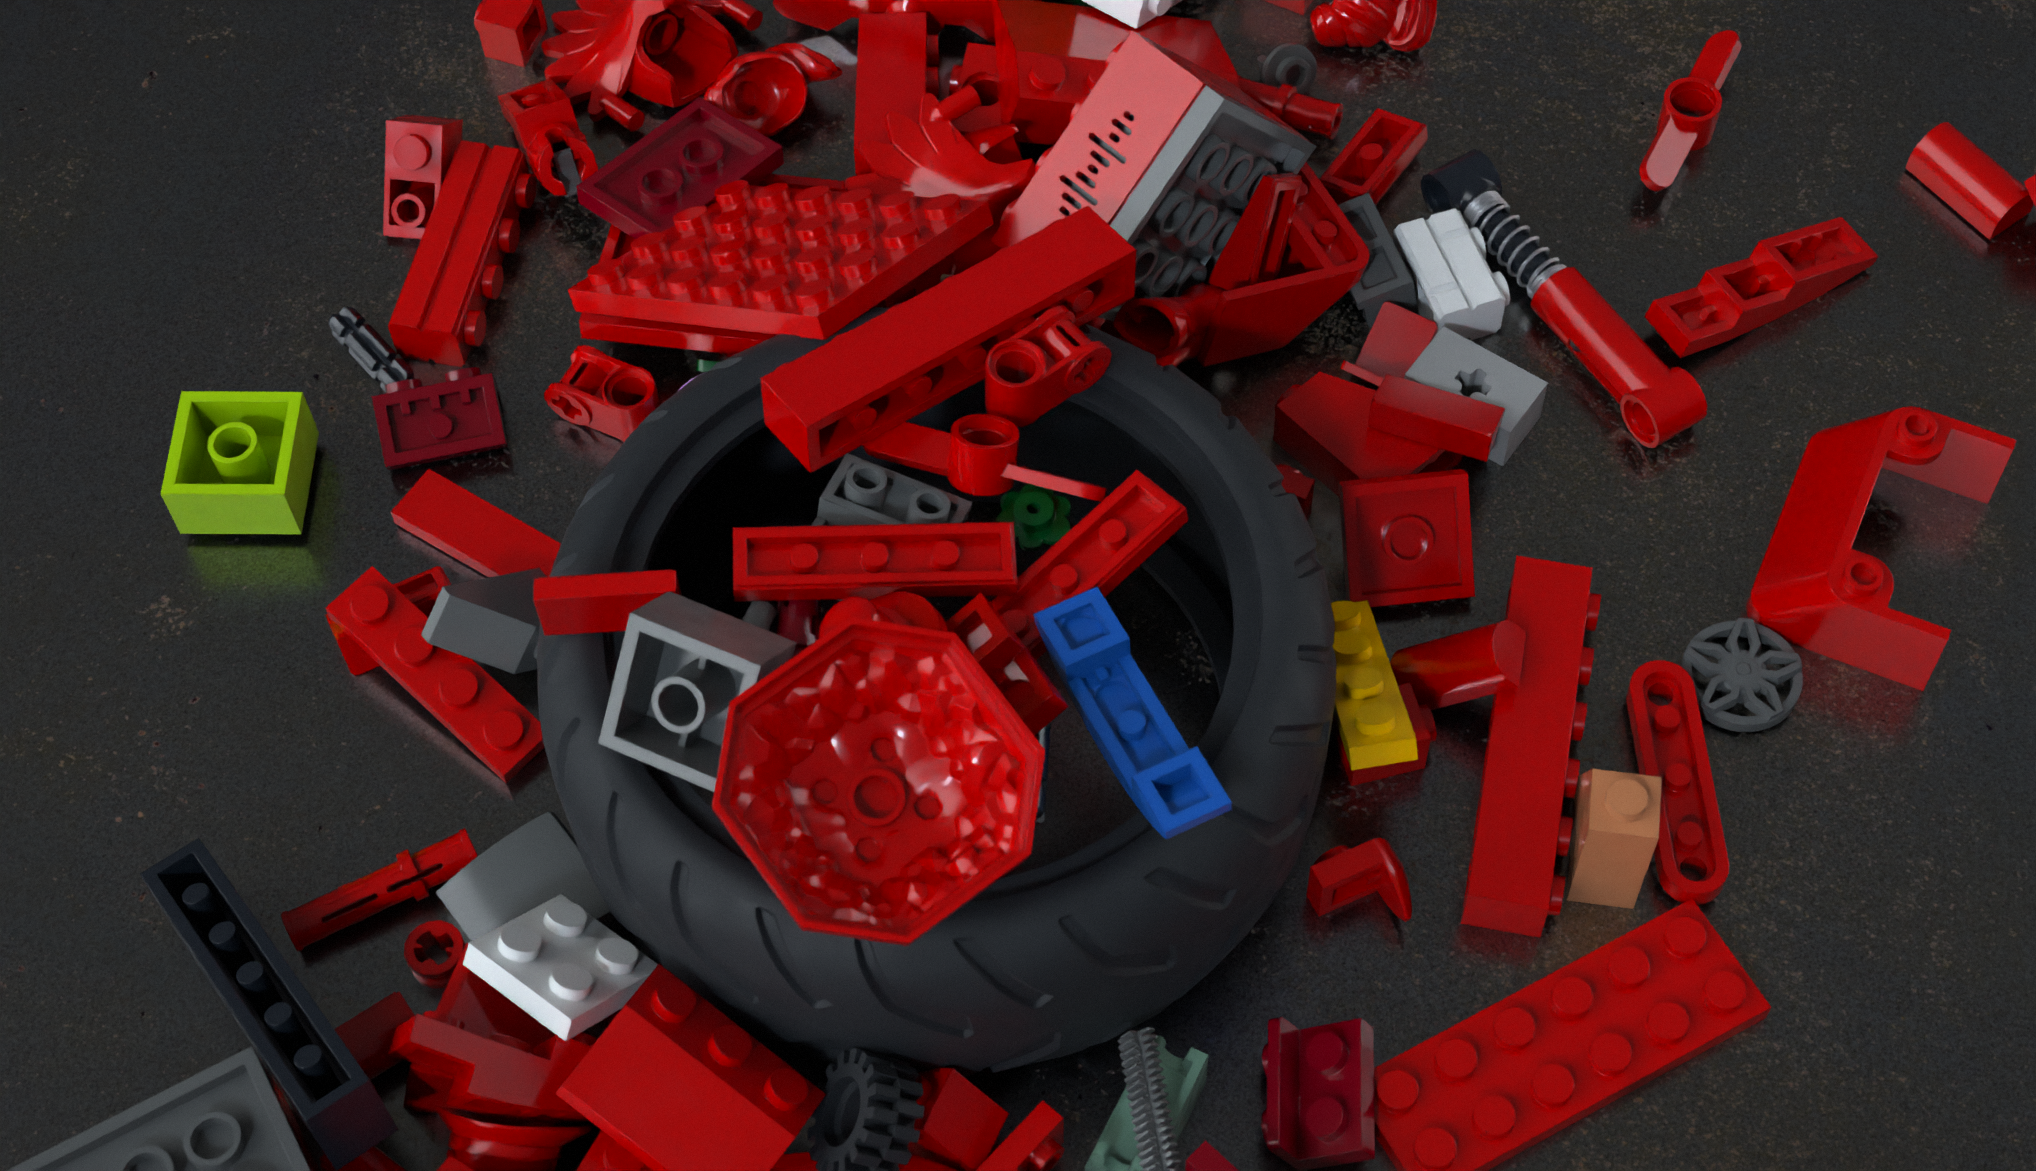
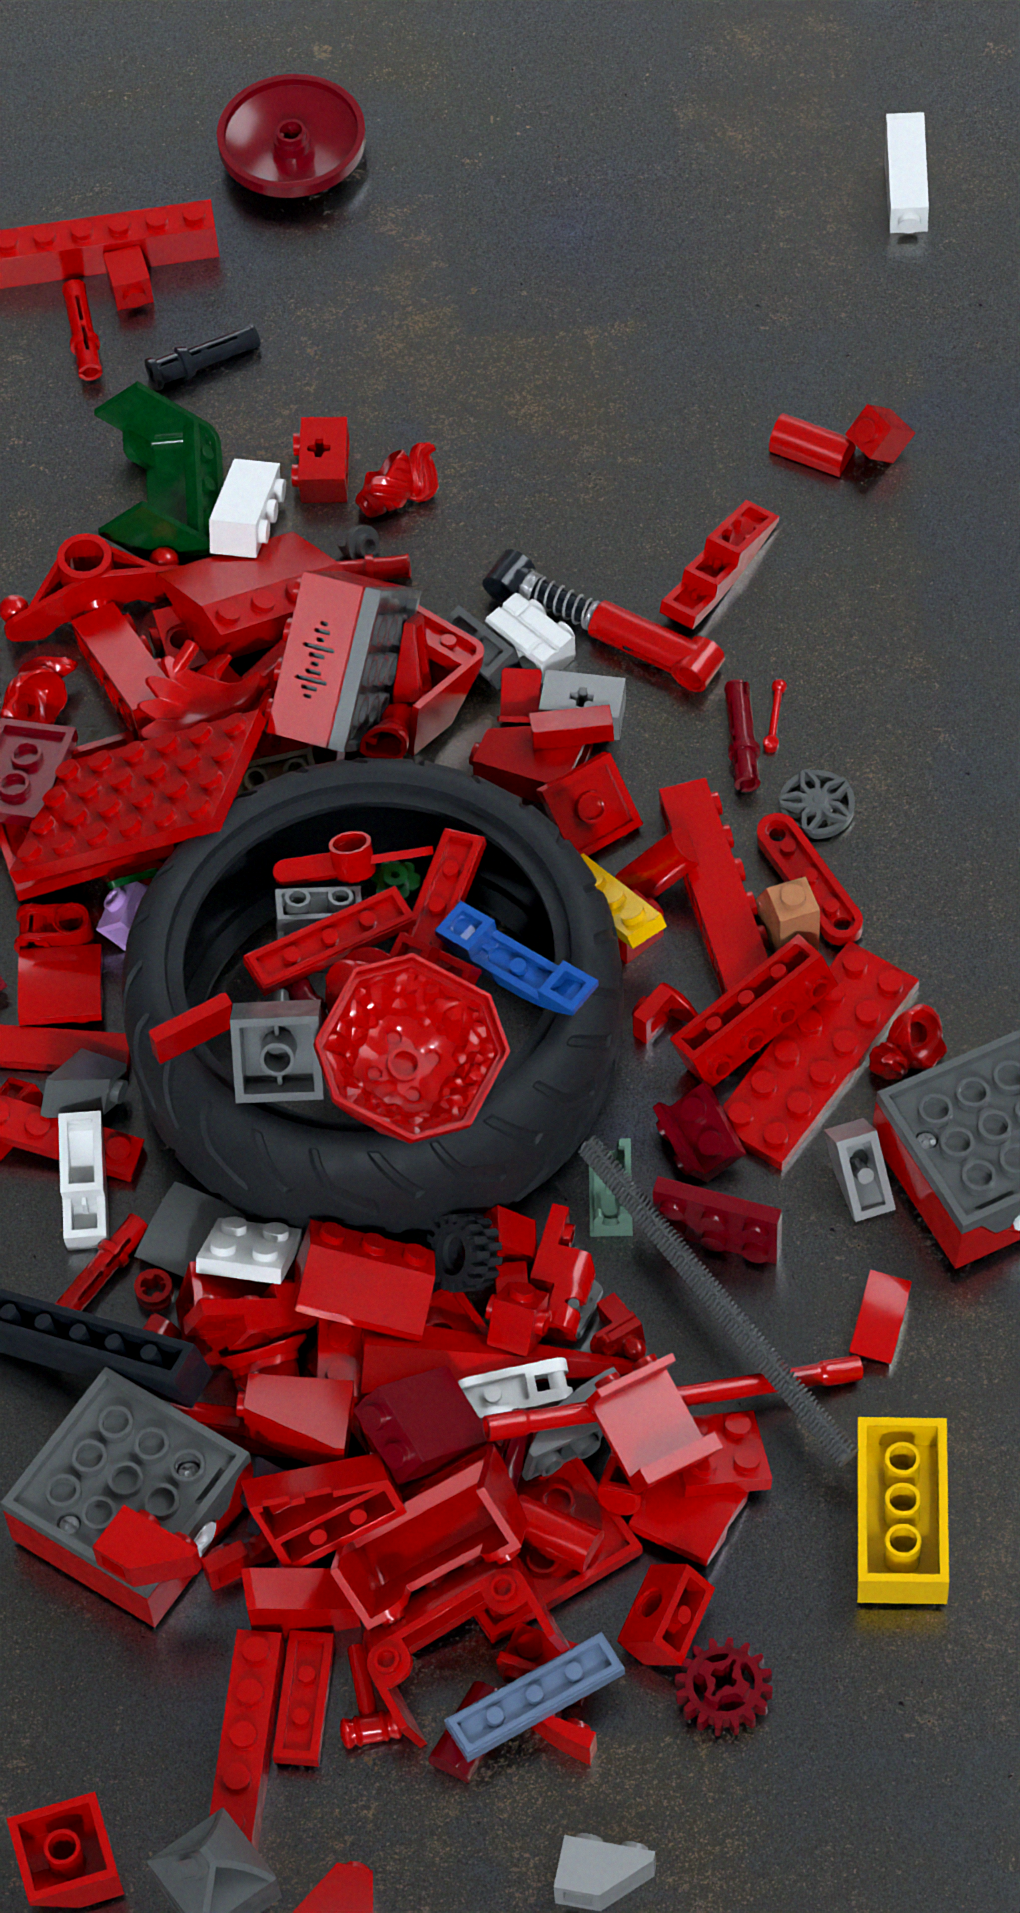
camera: 25 degrees left, 0 degrees up
(427, 752) = (83, 1180): none -> white slope
(555, 465) = (60, 984): none -> red slope
(941, 338) = (295, 798): red brick -> none
(1041, 367) = (359, 788): red piece -> none
(1374, 157) = (446, 579): red brick -> none
(1492, 944) = (754, 1011): none -> red brick
(1673, 548) = (743, 747): none -> dark red pin
(1693, 94) = (623, 455): red piece -> none
(1714, 1101) = (912, 1043): none -> red hair
(1717, 559) = (771, 742): none -> red hinge
(1836, 597) = (829, 729): red windscreen -> none

